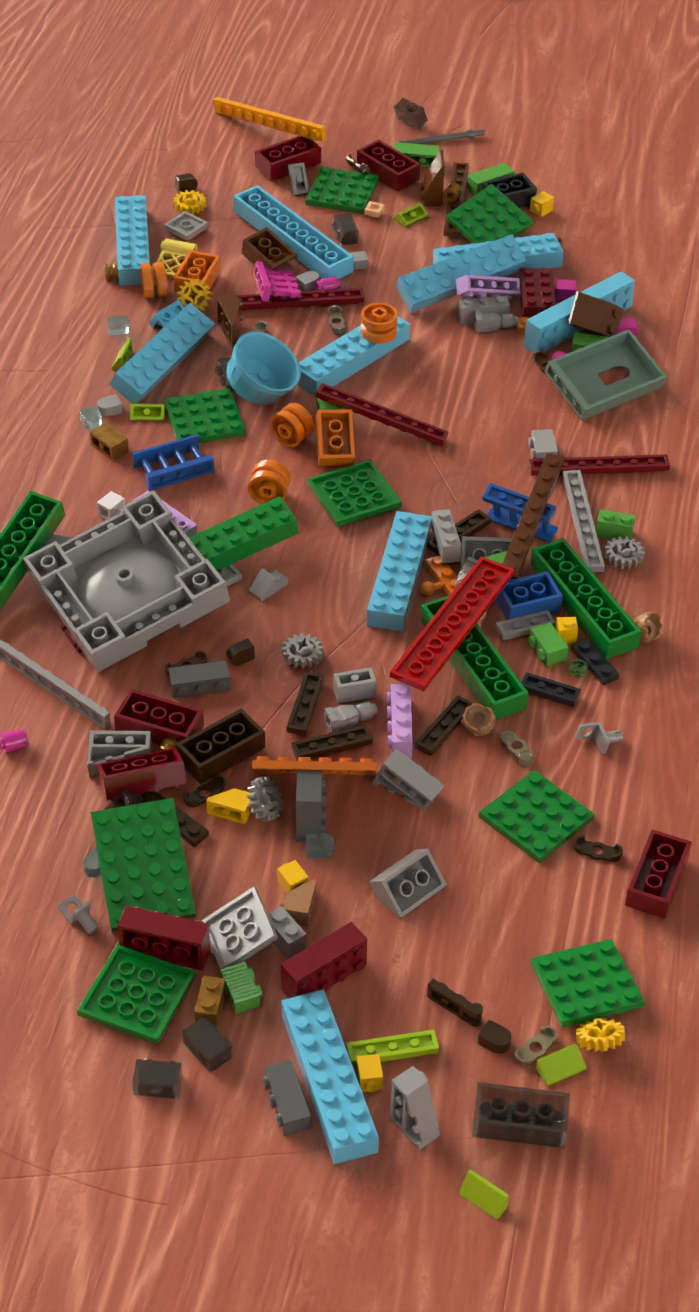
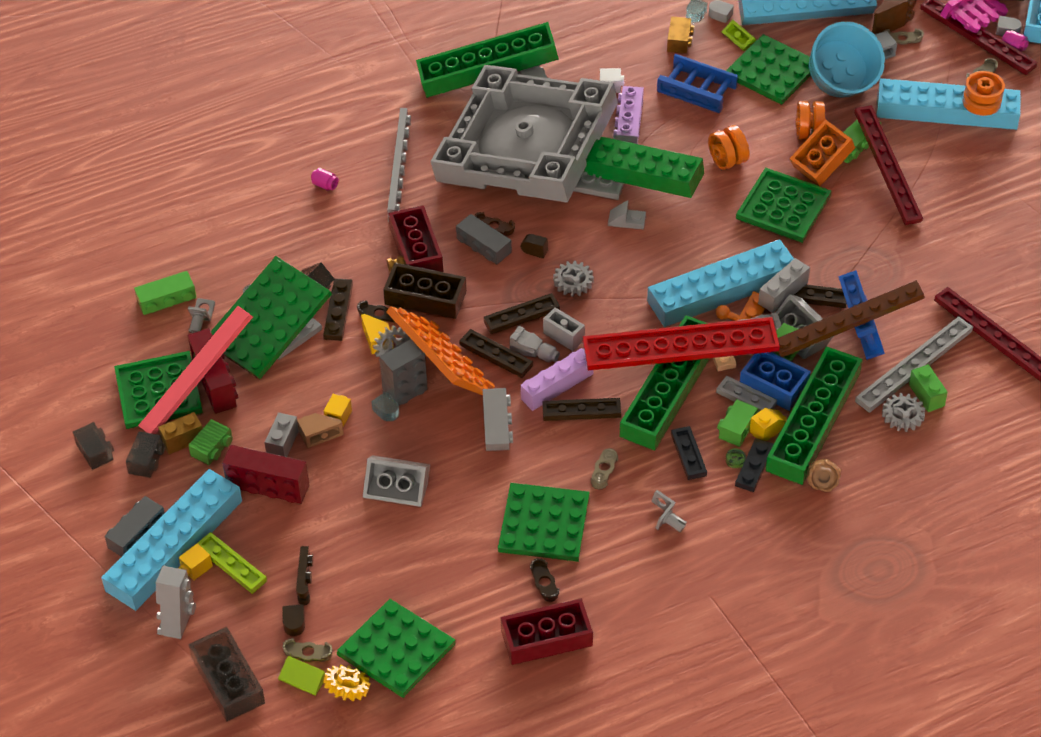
camera: 55 degrees right, 5 degrees up
(25, 925) = (165, 292): none -> bright green brick
(116, 745) = (363, 237): light grey wedge -> none
(142, 773) = (351, 263): dark red brick -> none
(169, 943) = (196, 370): none -> coral tile
(240, 929) = (257, 407): light grey plate -> none
(478, 719) = (603, 424): medium nougat hair -> none
(484, 1194) = (142, 694): lime slope -> none
(542, 443) = (976, 286): light grey brick -> none

